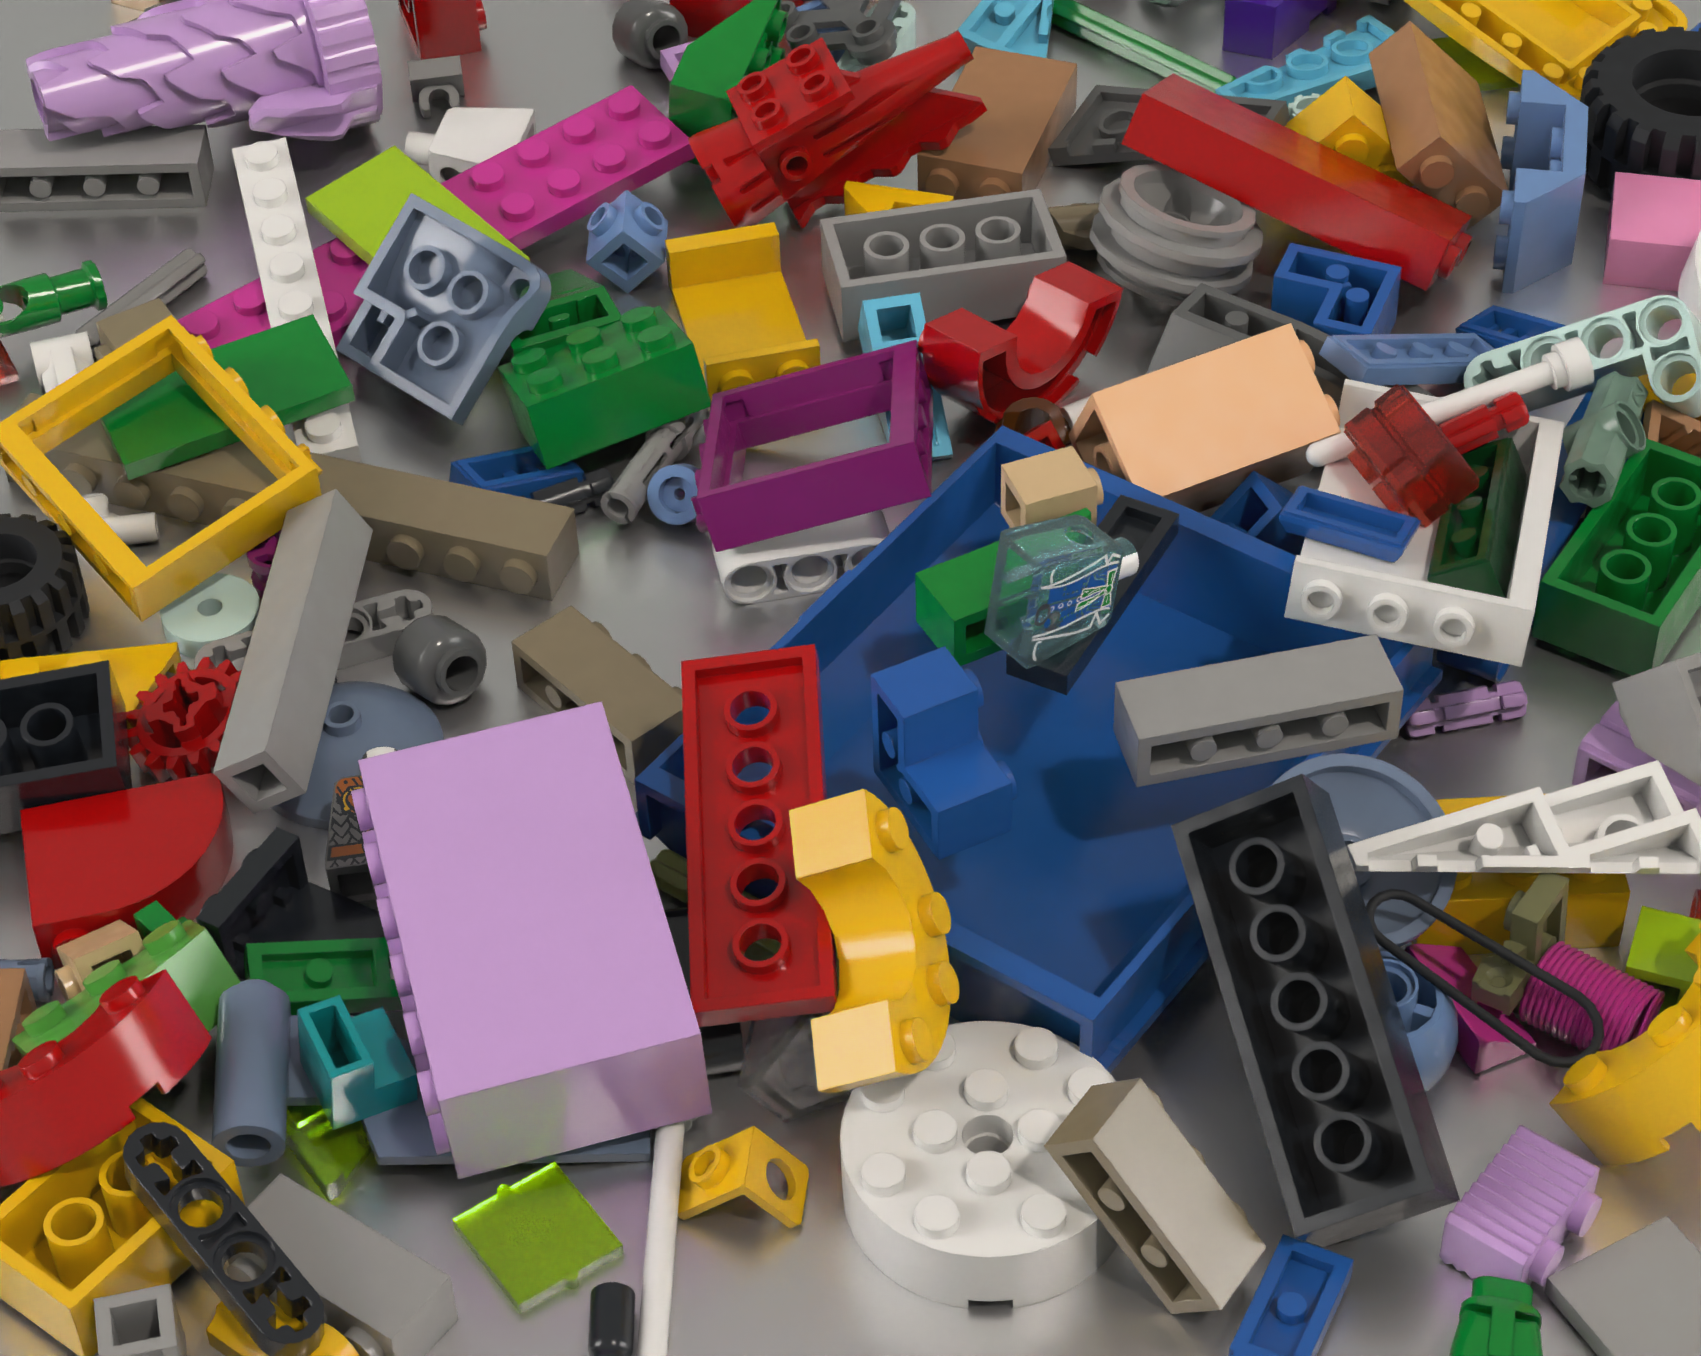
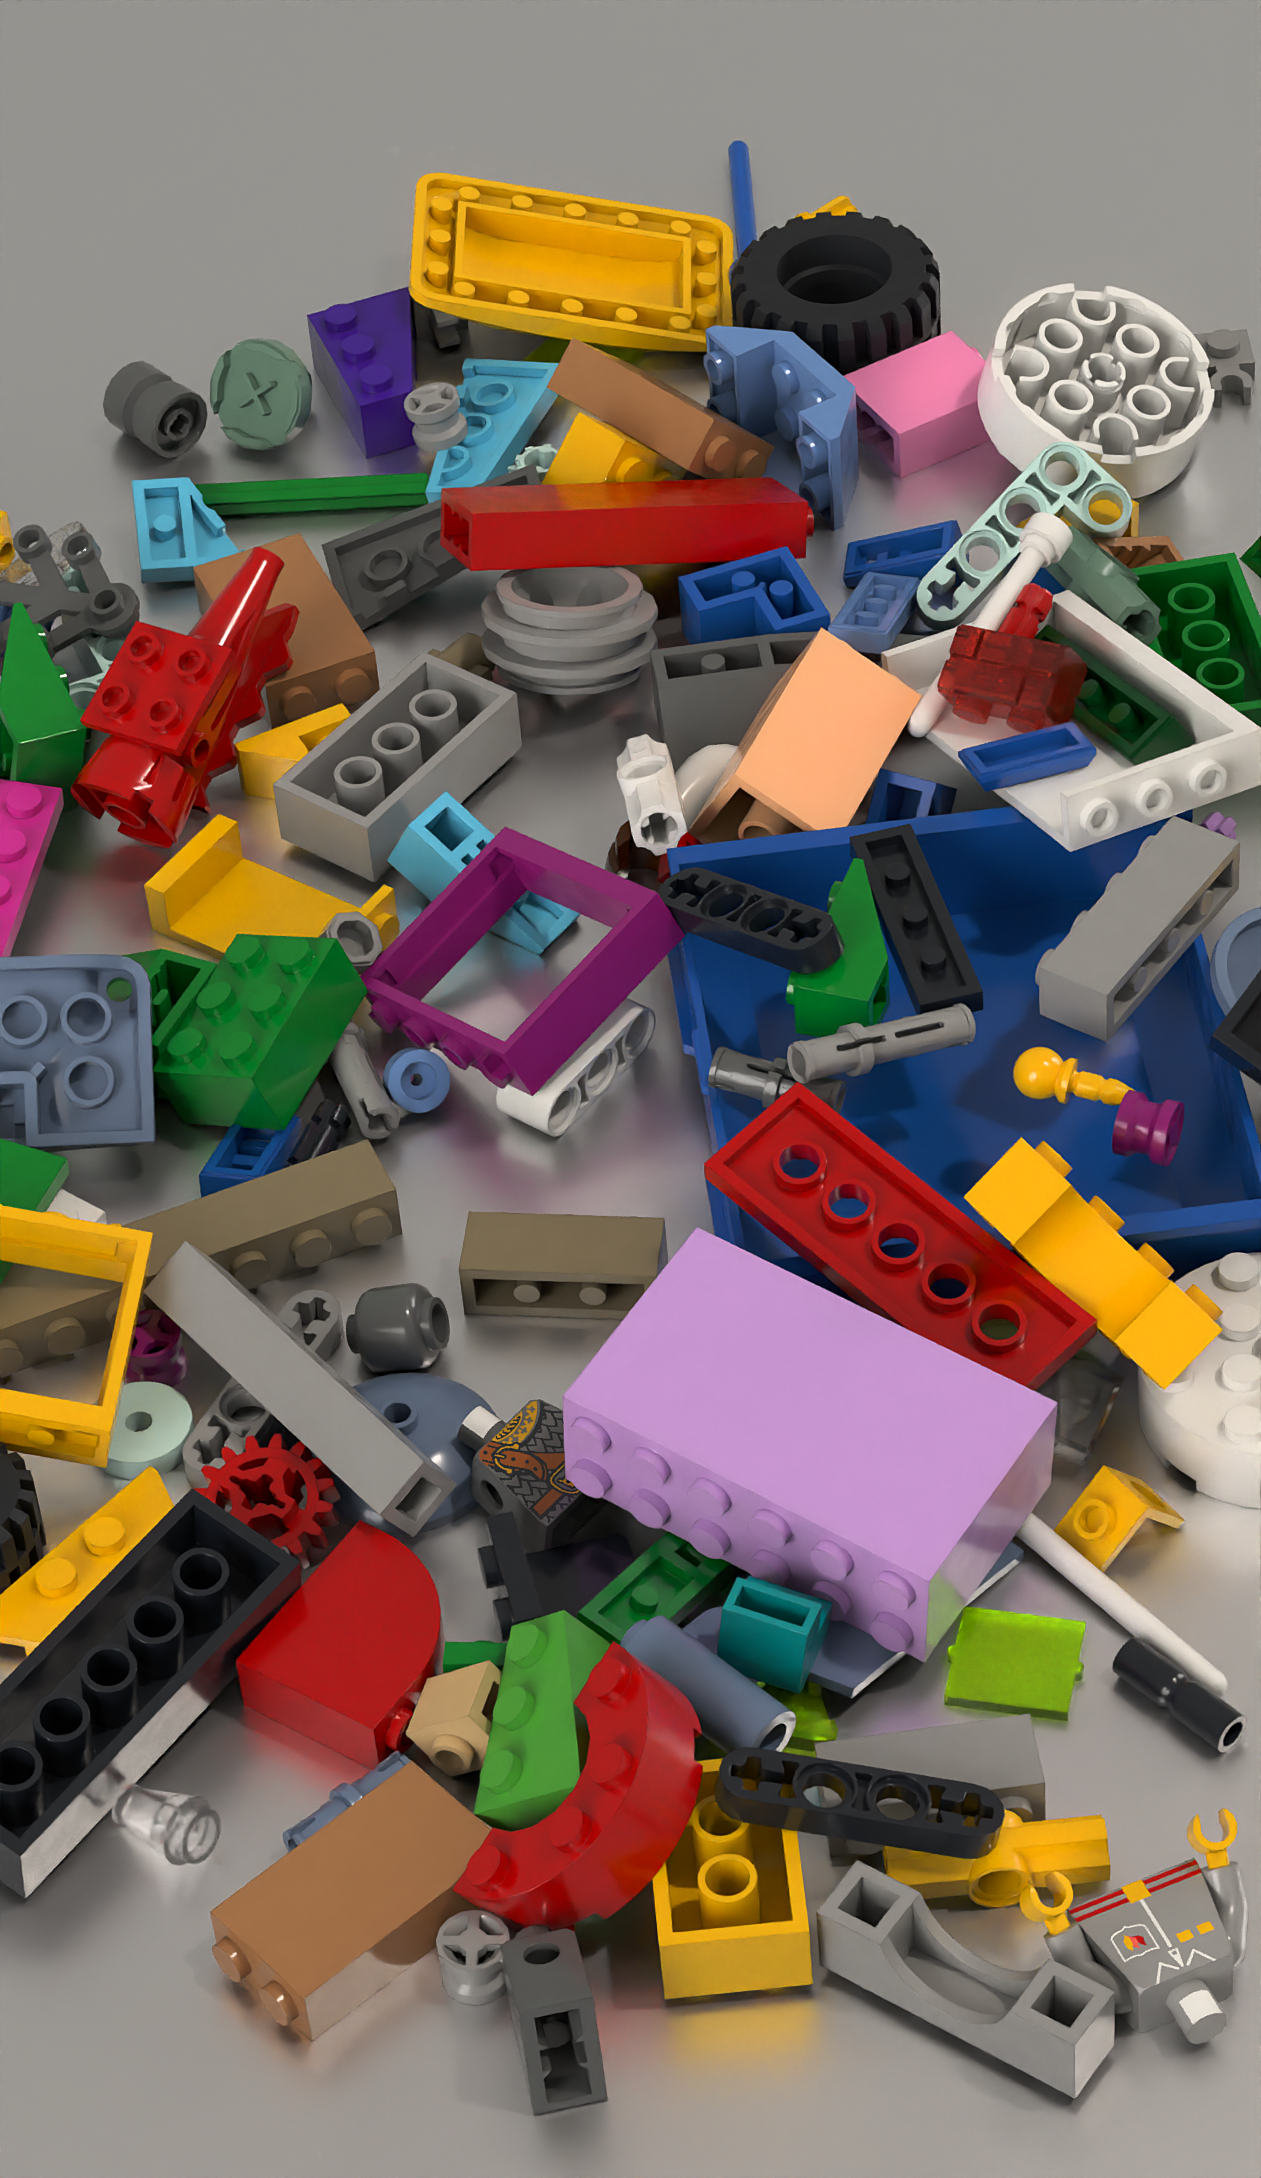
camera: 40 degrees left, 0 degrees up
(626, 240) = (87, 904): medium blue brick -> none
(731, 361) = (356, 936): none -> light grey tile
(835, 643) = (767, 1079): none -> dark grey pin
(890, 647) = (858, 1048): none -> light grey pin
(934, 753) = (963, 1107): blue brick -> none
(956, 508) = (701, 905): none -> black beam
(1036, 356) = (564, 785): red brick -> none
(1042, 779) = (1042, 1074): none -> yellow bar
(1048, 487) = (805, 863): tan brick -> none
(1049, 381) = (651, 794): none -> white piece
(1054, 586) = (922, 904): clear light blue torso -> none
(1057, 871) = (1148, 1128): none -> magenta wheel
(1279, 37) = (436, 416): none -> light grey wheel

